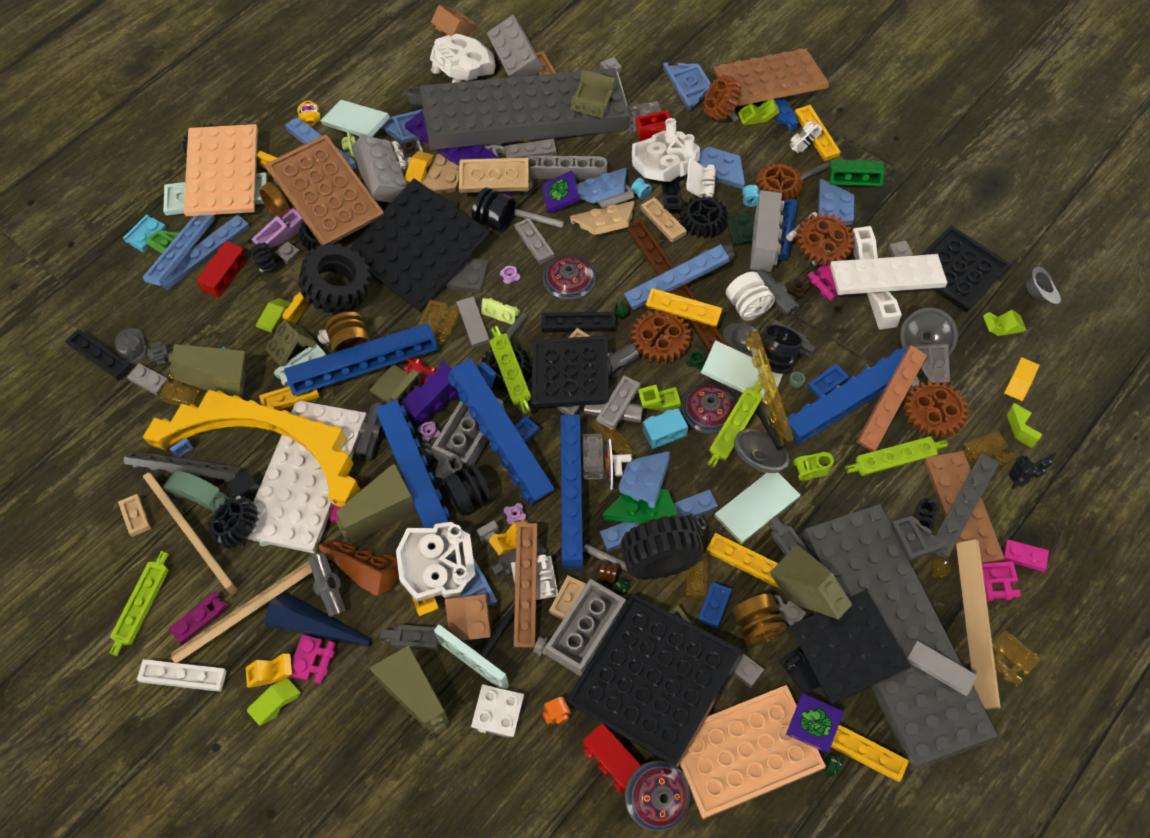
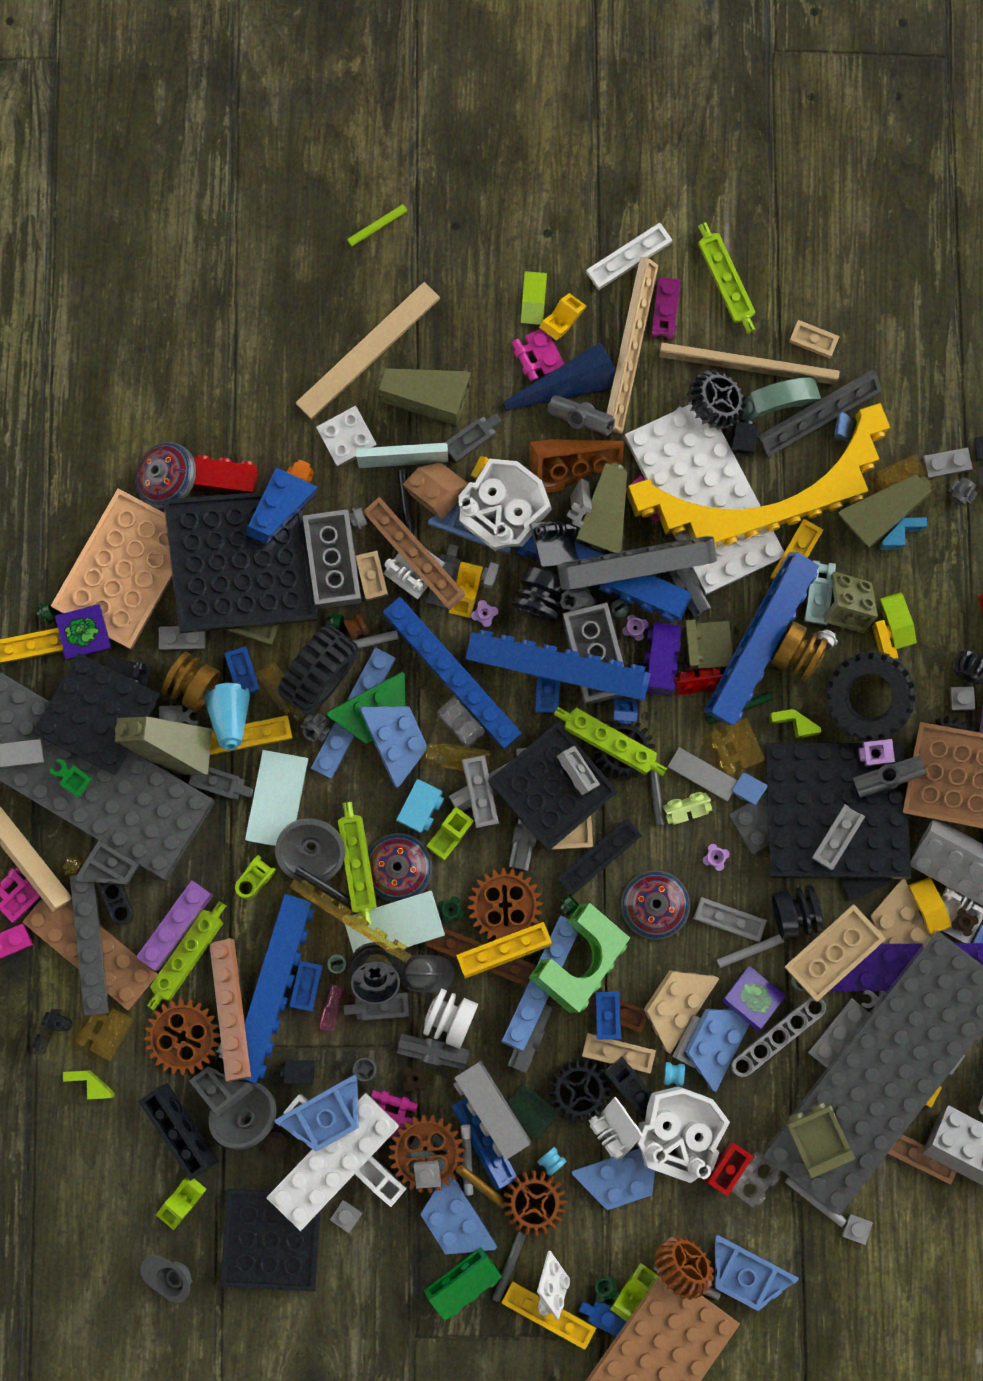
camera: 135 degrees right, 20 degrees up
(361, 224) = (904, 770): none -> dark grey piece
(365, 247) = (886, 751): none -> lavender brick
(385, 522) = (580, 502): none -> light grey hinge
(389, 447) = (637, 562): none -> dark grey beam
(391, 302) = (802, 726): none -> lime slope
(423, 768) = (367, 350): none -> tan tile
(427, 505) = (554, 542): none -> black hinge
(432, 219) = (838, 837): none -> light grey hinge
(454, 291) = (749, 789): none -> medium blue slope
(546, 362) = (578, 770): none -> light grey plate
(592, 692) = (279, 503): none -> blue wedge
(617, 460) = (433, 733): white shield -> none
(622, 268) = (606, 944): none -> arch
(652, 235) = (607, 1015): none -> blue plate
(751, 572) = (228, 713): none -> medium azure cone
(774, 128) = (603, 1283): none -> dark green plate
(805, 205) = (481, 1186): none -> pearl gold bar
(820, 359) = (331, 1008): none -> clear pink axle
(826, 311) = (364, 1072): none -> dark grey wheel
(835, 222) = (427, 1174): none -> light grey plate
(871, 338) = (298, 1071): none -> black brick
(876, 290) = (325, 1116): none -> medium blue wing
(892, 475) = (174, 926): none -> medium lavender brick
(902, 609) = (73, 779): none -> green plate
(979, 356) = (178, 1131): none -> black brick
(1022, 379) = (122, 1142): yellow slope -> none

